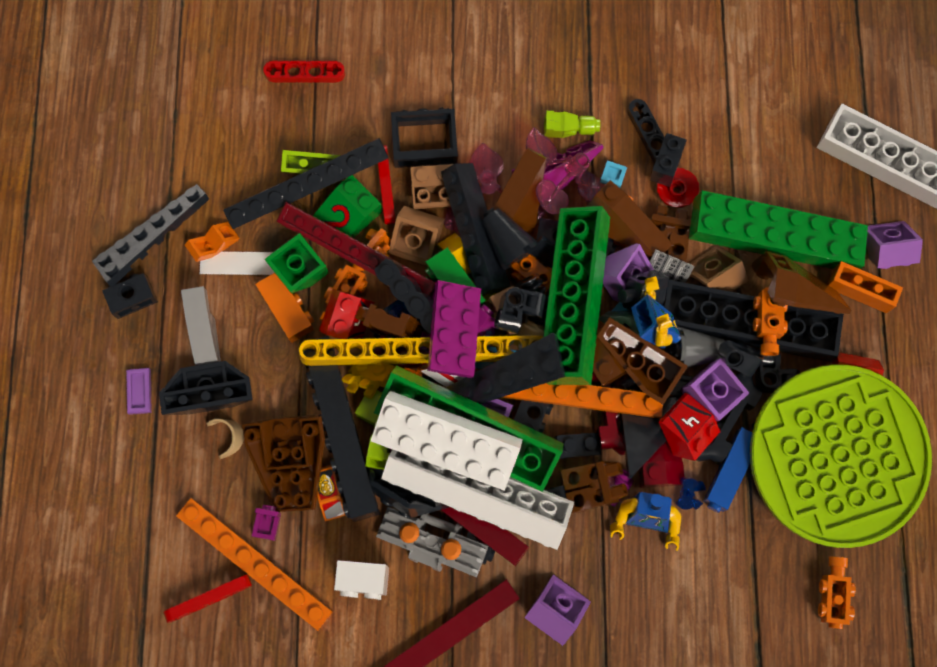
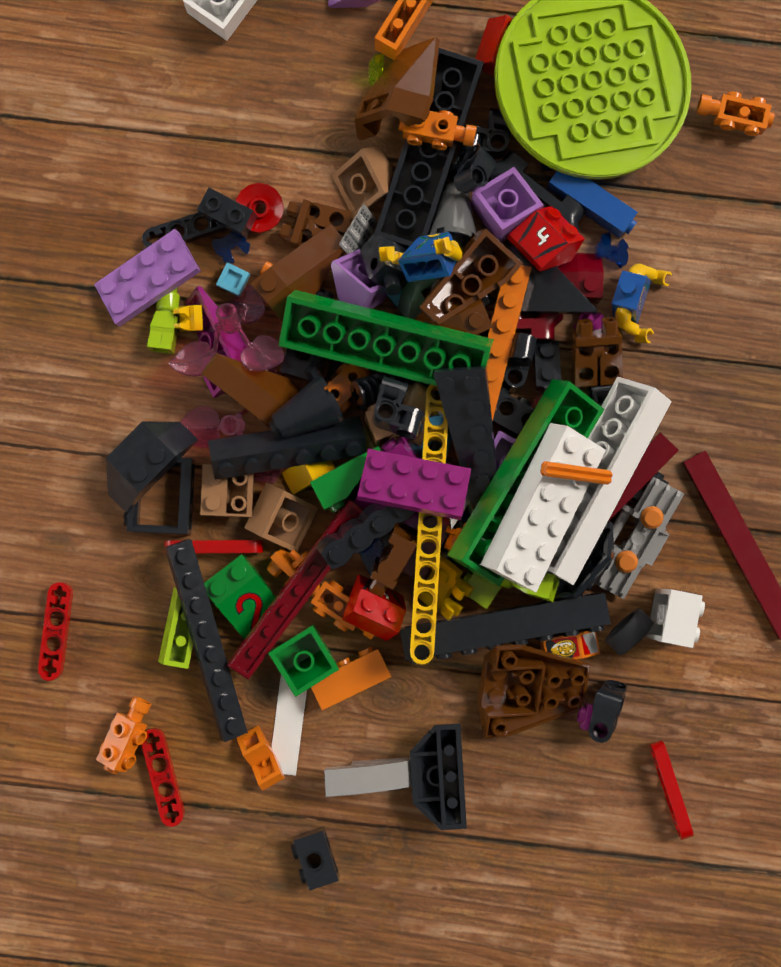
camera: 80 degrees left, 10 degrees up
(116, 261) = (265, 863): black wing -> none
(139, 391) = (429, 854): medium lavender tile -> none
(190, 163) = (167, 775): none -> red beam
(221, 132) = (123, 738): none -> orange brick
(237, 435) = (487, 745): tan helmet -> none
(254, 564) = (637, 736): orange plate -> none
(275, 527) = (607, 709): none -> black piece
(346, 542) = (629, 631): none -> black tyre
(452, 119) = (145, 459): none -> black wedge
(479, 460) = (577, 473): none -> orange axle
(558, 610) = (722, 410): medium lavender slope -> none
(575, 143) = (189, 318): none -> yellow tile
(577, 419) = (519, 360): none -> black piece
(604, 105) = (147, 277): none -> medium lavender plate
(640, 164) = (223, 246): none -> clear blue piece
(777, 229) = (329, 103): green brick -> none
(818, 270) = (375, 68): none -> clear neon green tile

